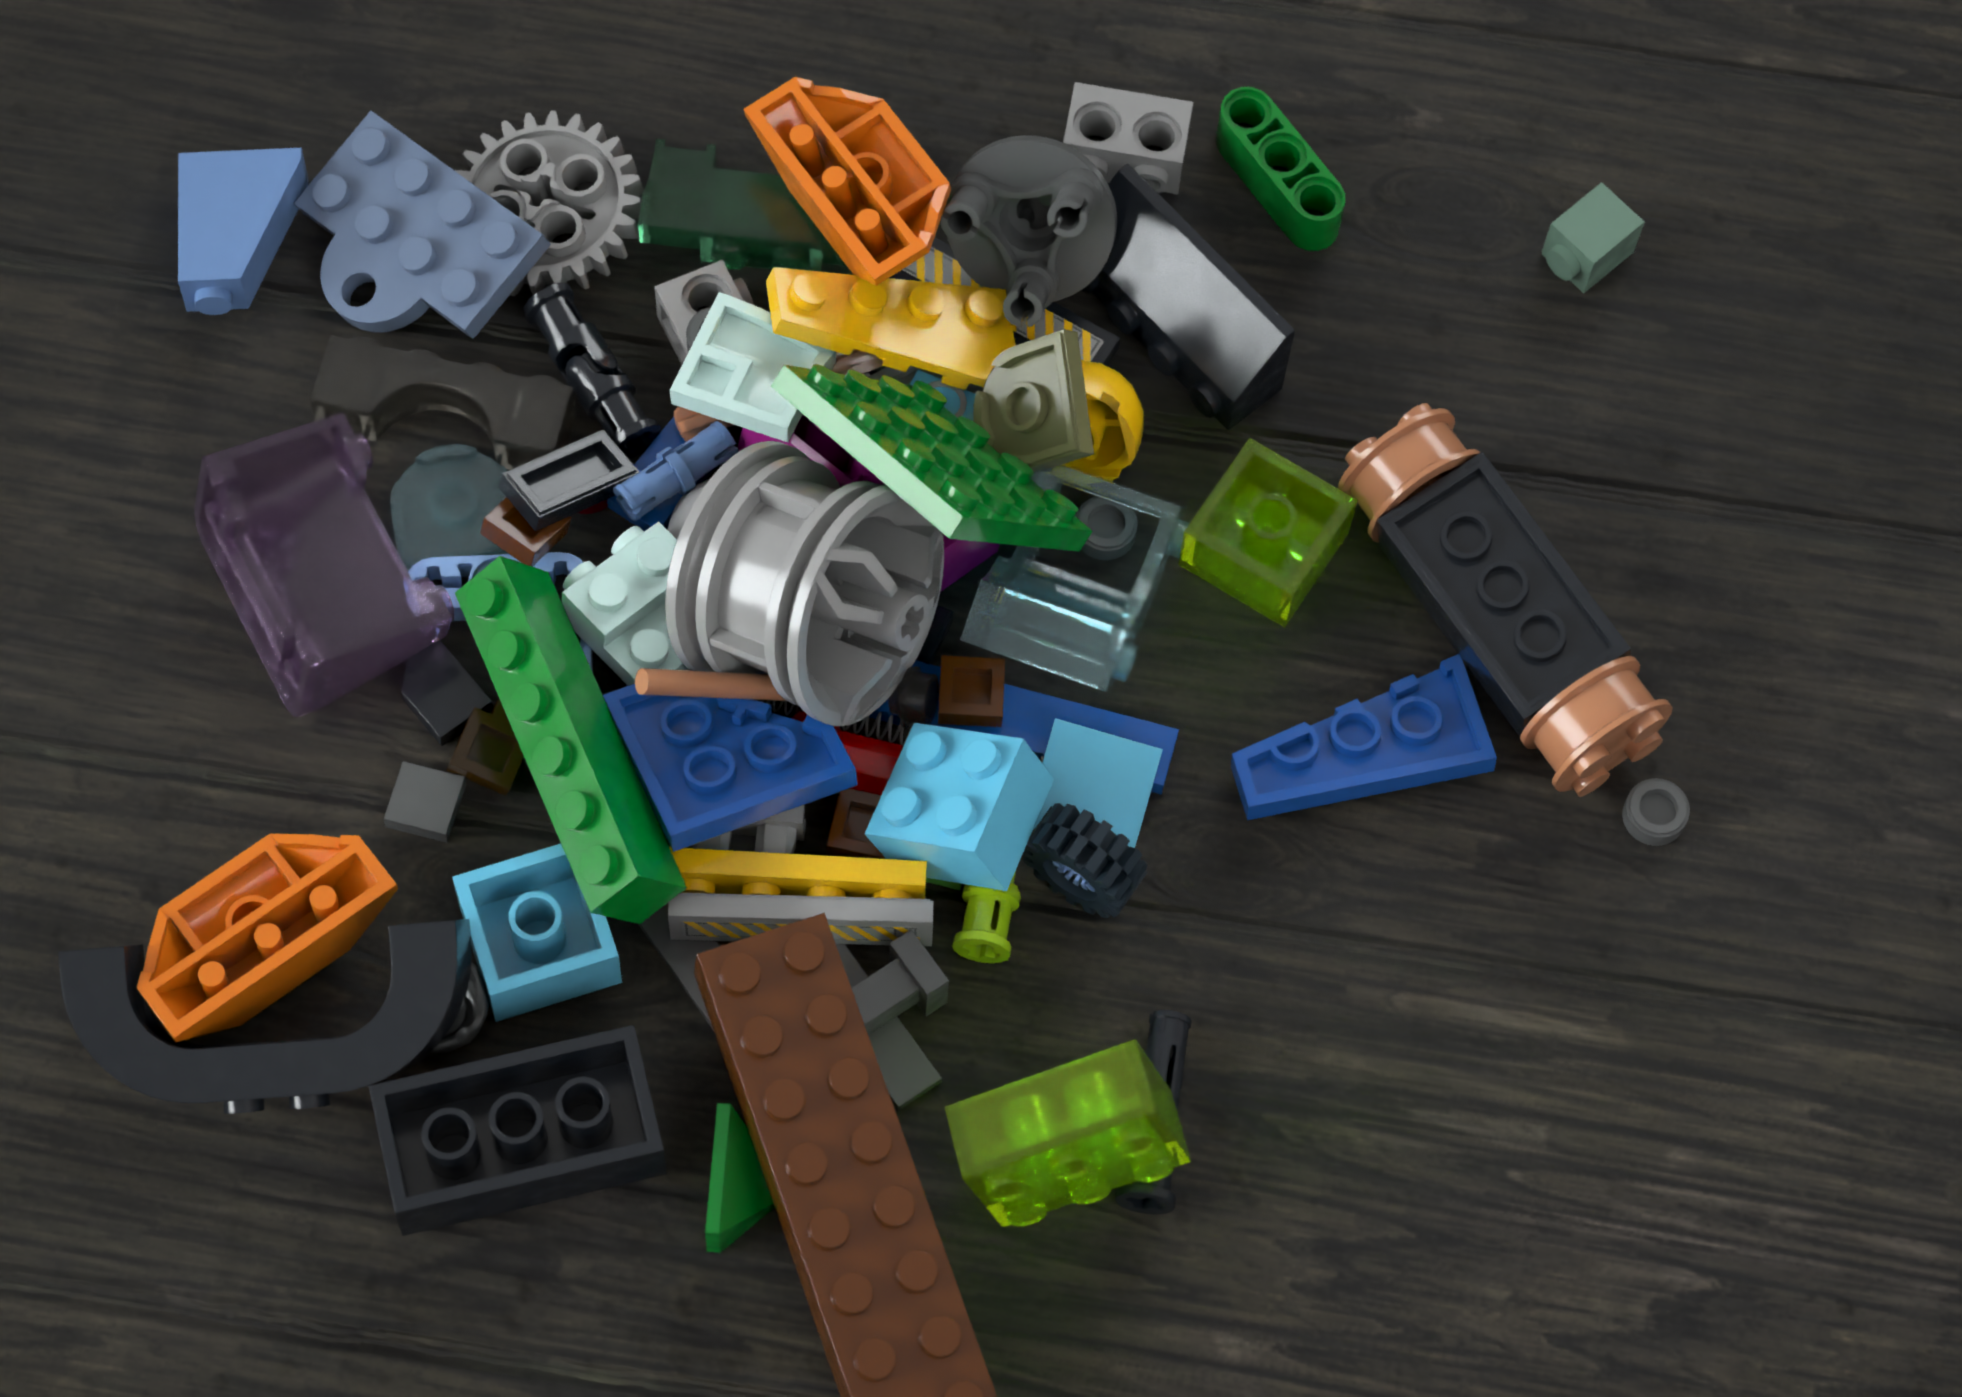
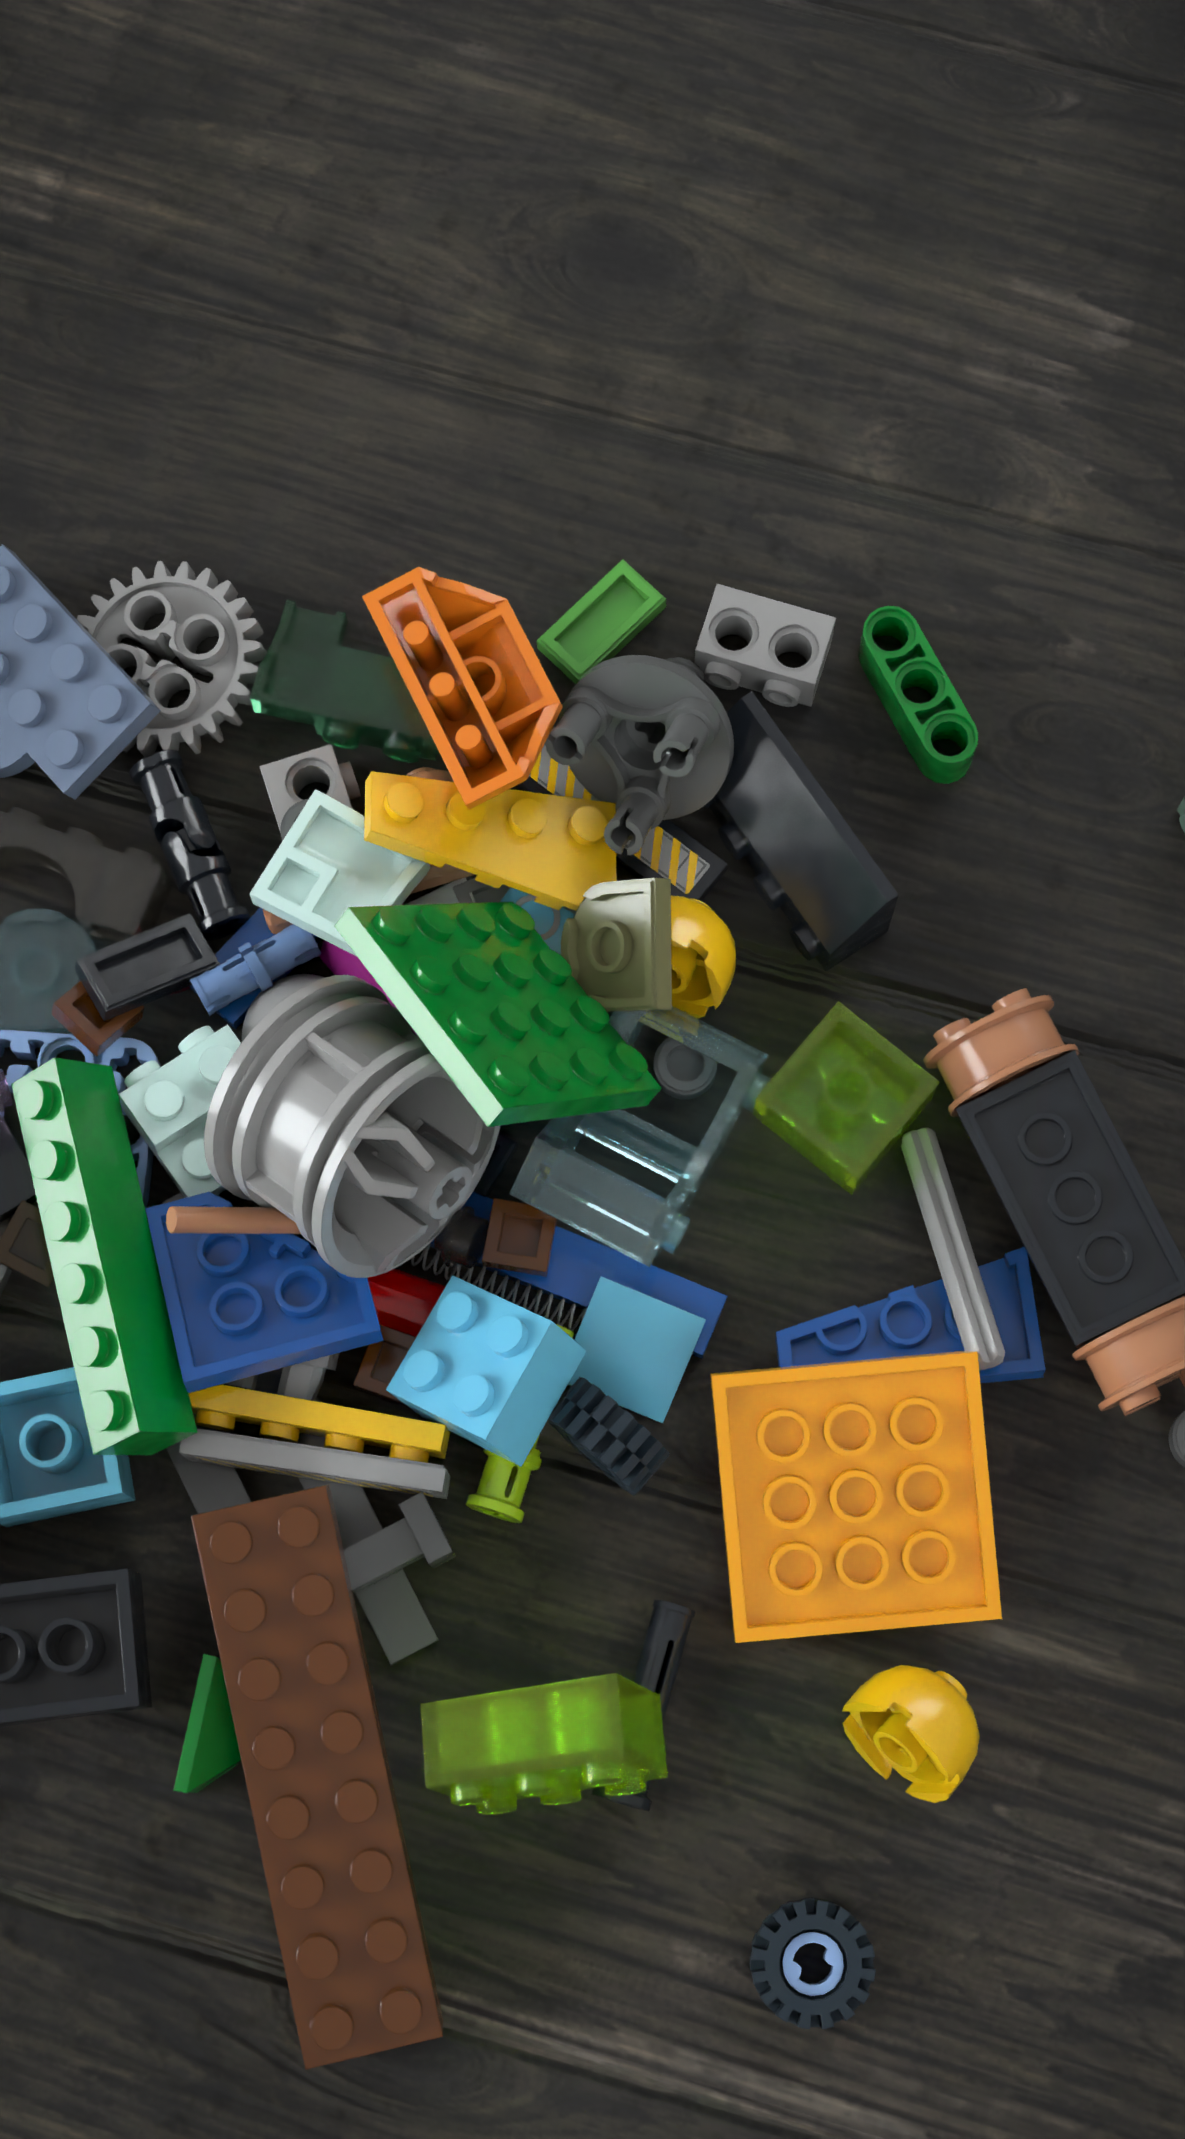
camera: 15 degrees right, 10 degrees up
(969, 124) = (601, 622): none -> bright green tile
(1324, 1343) = (778, 1975): none -> black bush
(1332, 890) = (856, 1496): none -> light orange plate
(1391, 659) = (952, 1247): none -> light grey axle
(1420, 1099) = (916, 1726): none -> yellow cylinder

